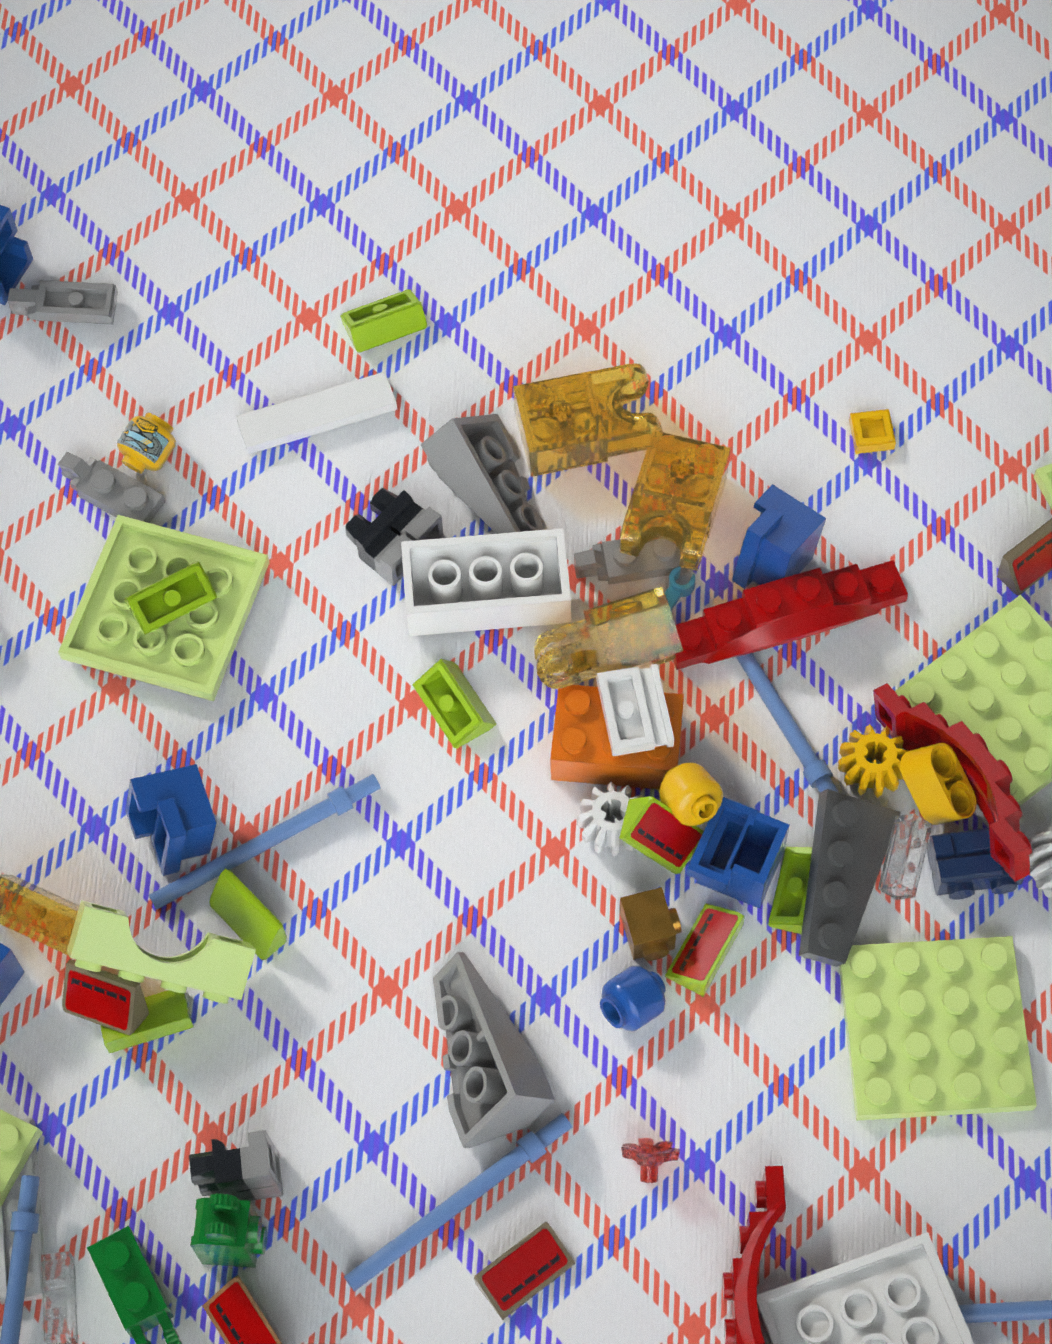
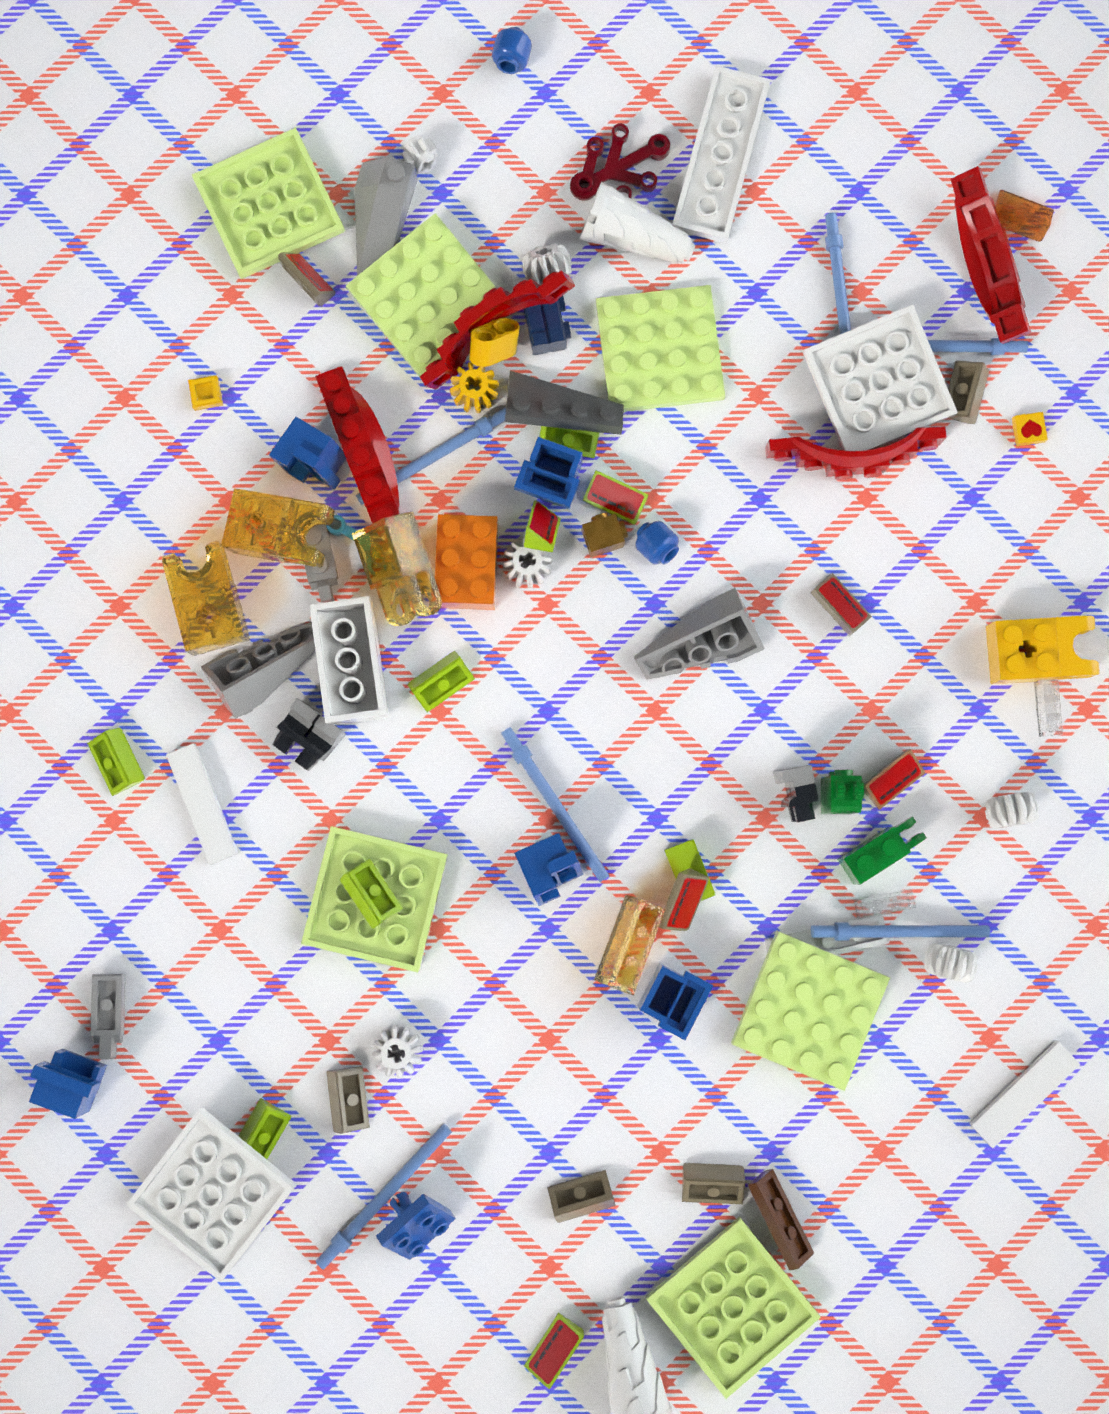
camera: 95 degrees left, 20 degrees up
(111, 488) = (275, 953): light grey hinge -> none
(146, 443) = (237, 930): head -> none
(214, 965) = (657, 826): yellowish green arch -> none
(247, 915) = (613, 810): lime slope -> none
(529, 1148) = (761, 606): medium blue bar -> none
(634, 710) = (458, 543): white plate -> none
(650, 1156) = (761, 527): clear red plant -> none
(691, 794) = (515, 505): yellow head -> none
(905, 856) = (543, 366): clear piece -> none

